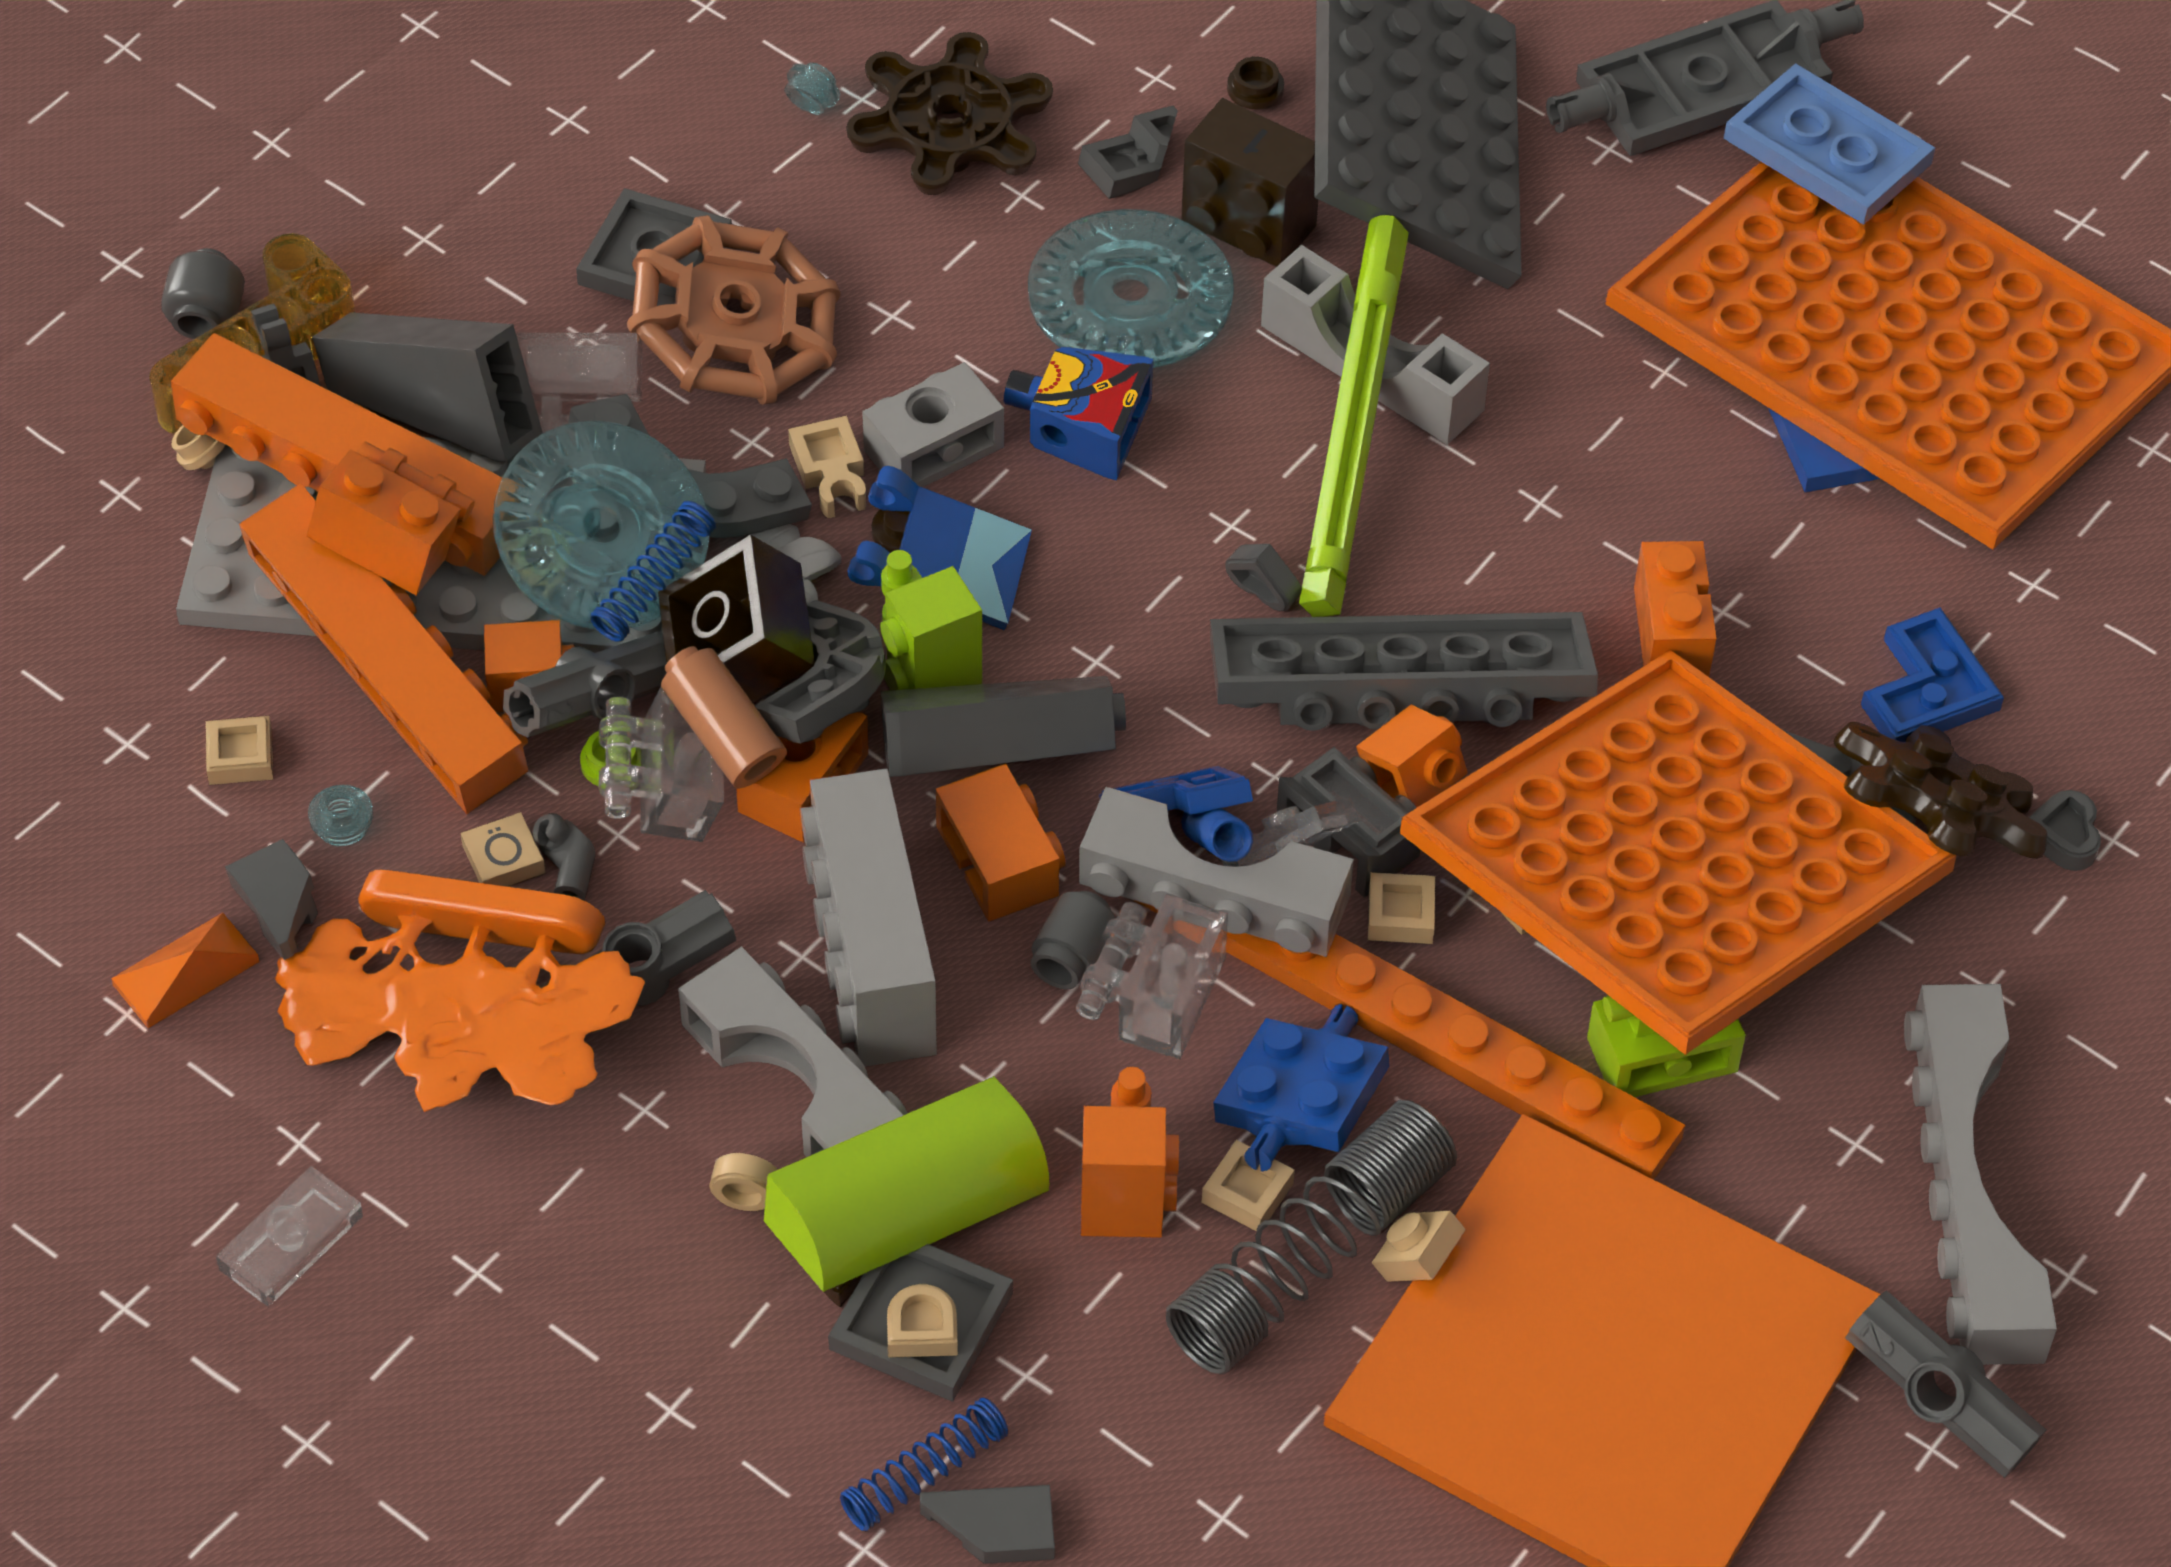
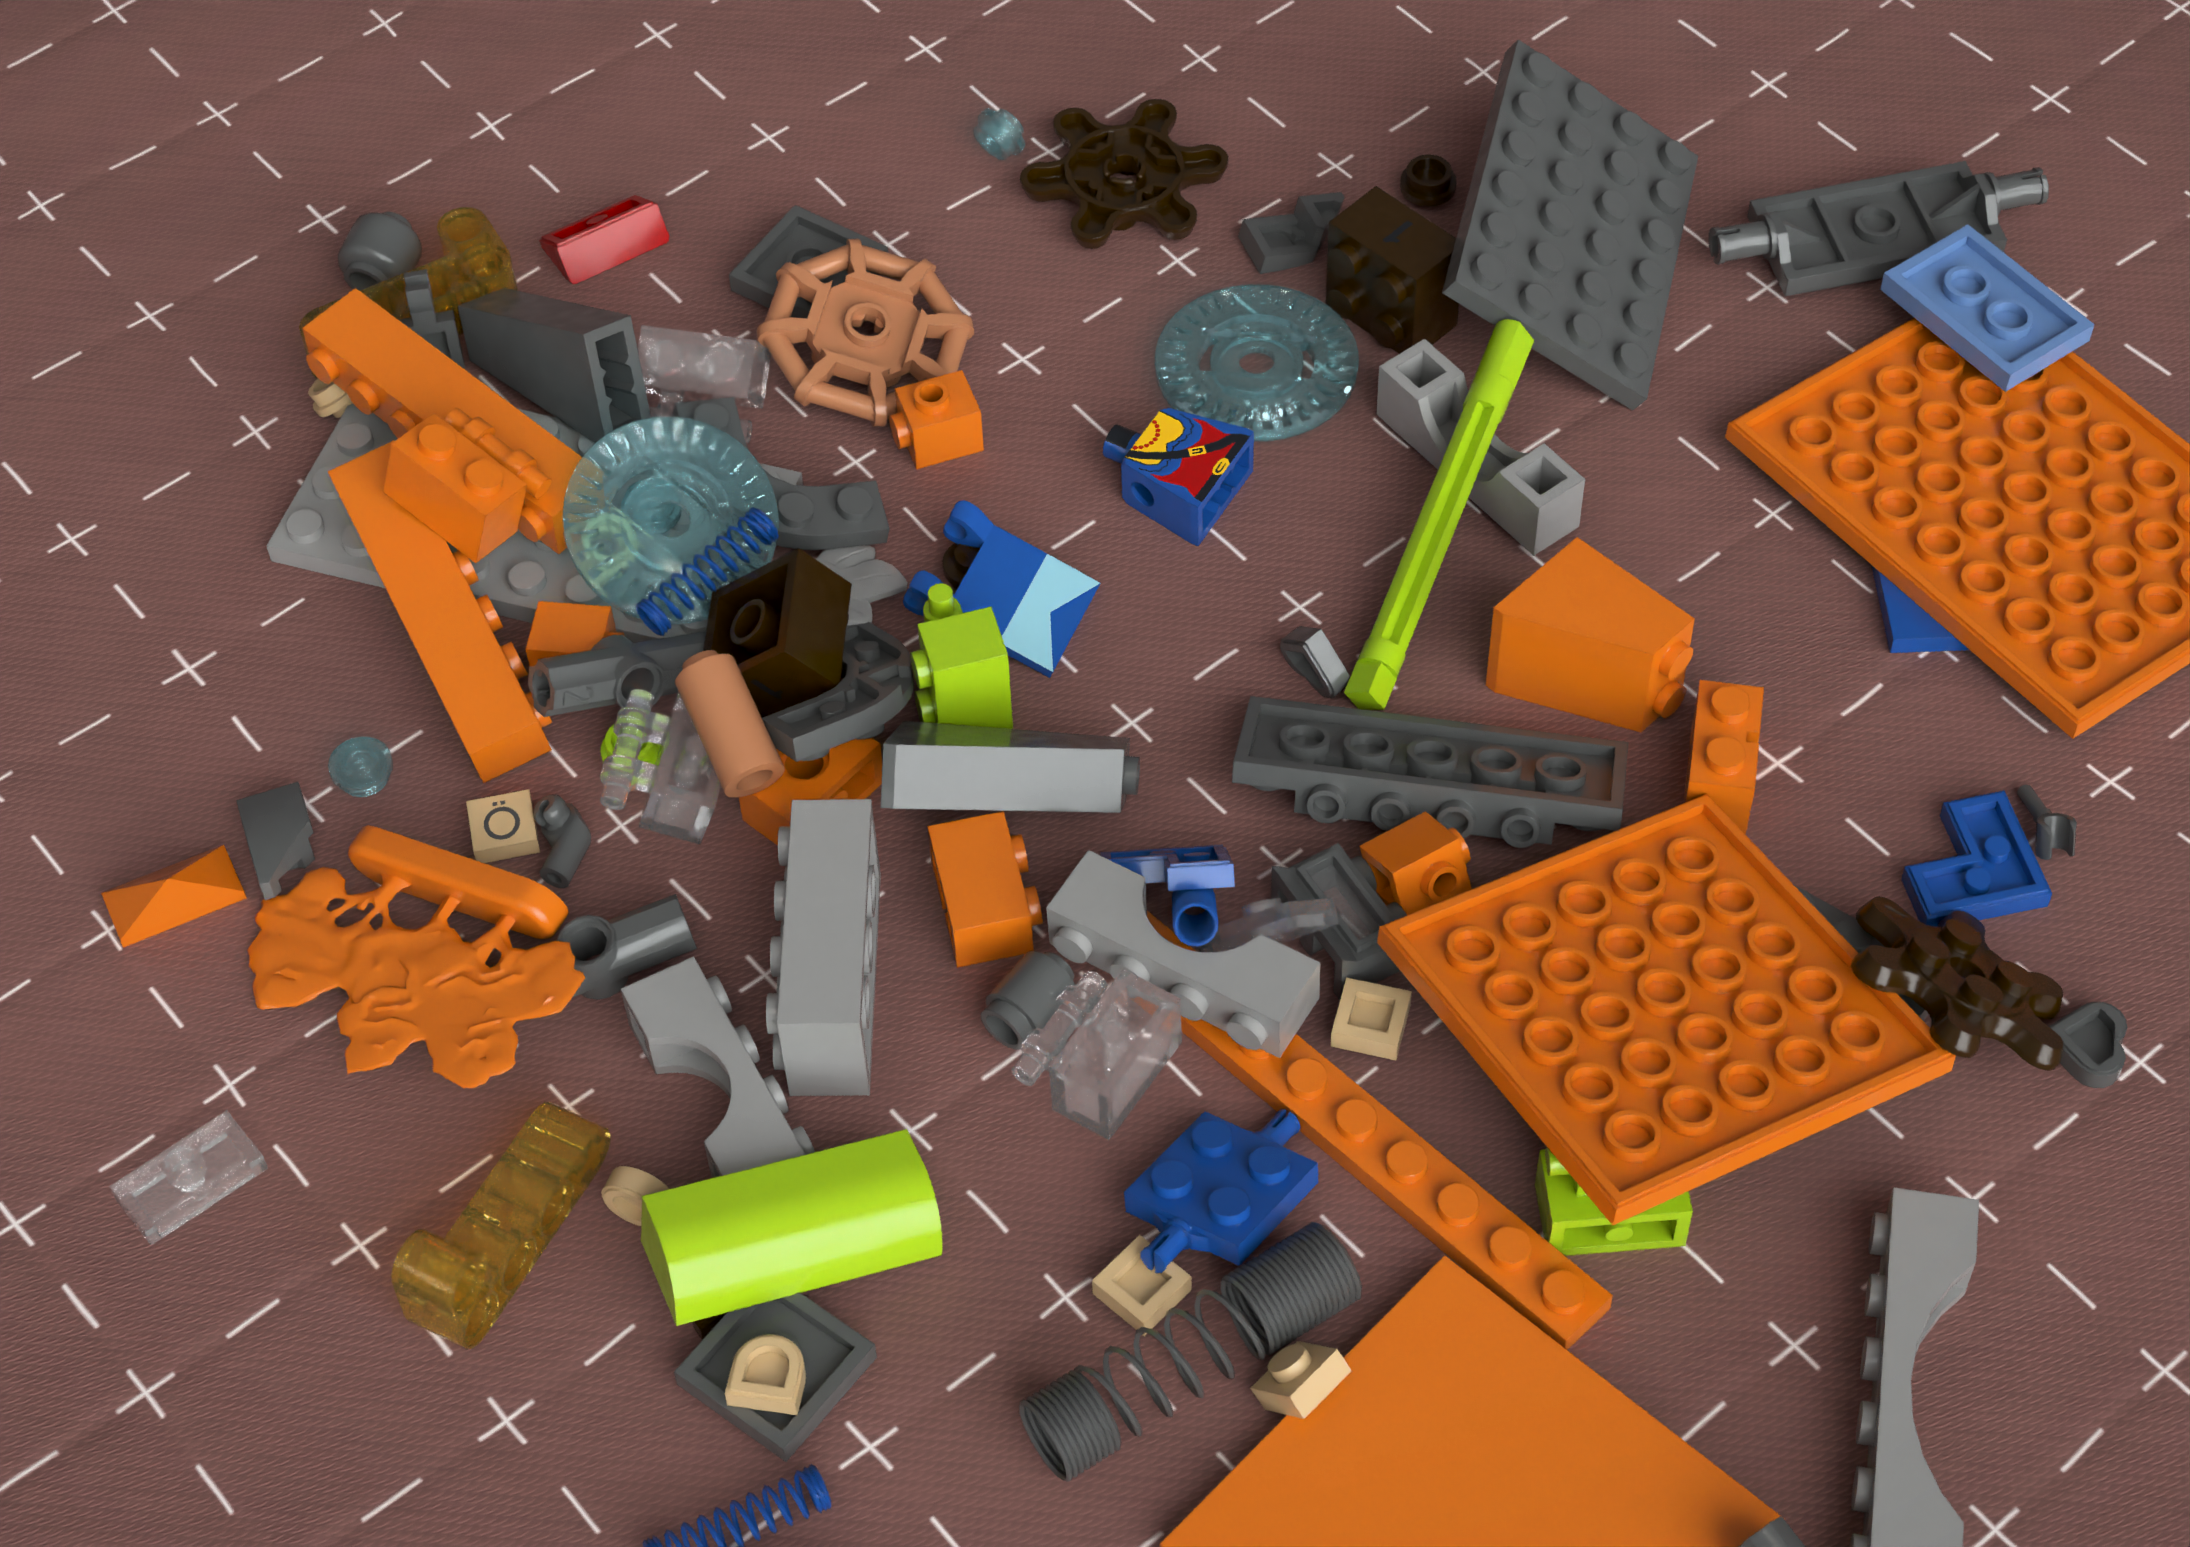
camera: 15 degrees right, 0 degrees up
(239, 750) = (287, 689): tan tile -> none
(431, 247) = (606, 238): none -> slope
(602, 1275) = (468, 1277): none -> clear yellow beam
(829, 384) = (937, 420): none -> orange brick
(829, 459) = (919, 489): tan plate -> none
(935, 426) = (1028, 470): light grey brick -> none
(1127, 1163) = (1014, 1242): orange brick -> none
(1530, 521) = (1590, 642): none -> orange slope
(1993, 637) = (2052, 829): none -> dark grey hand

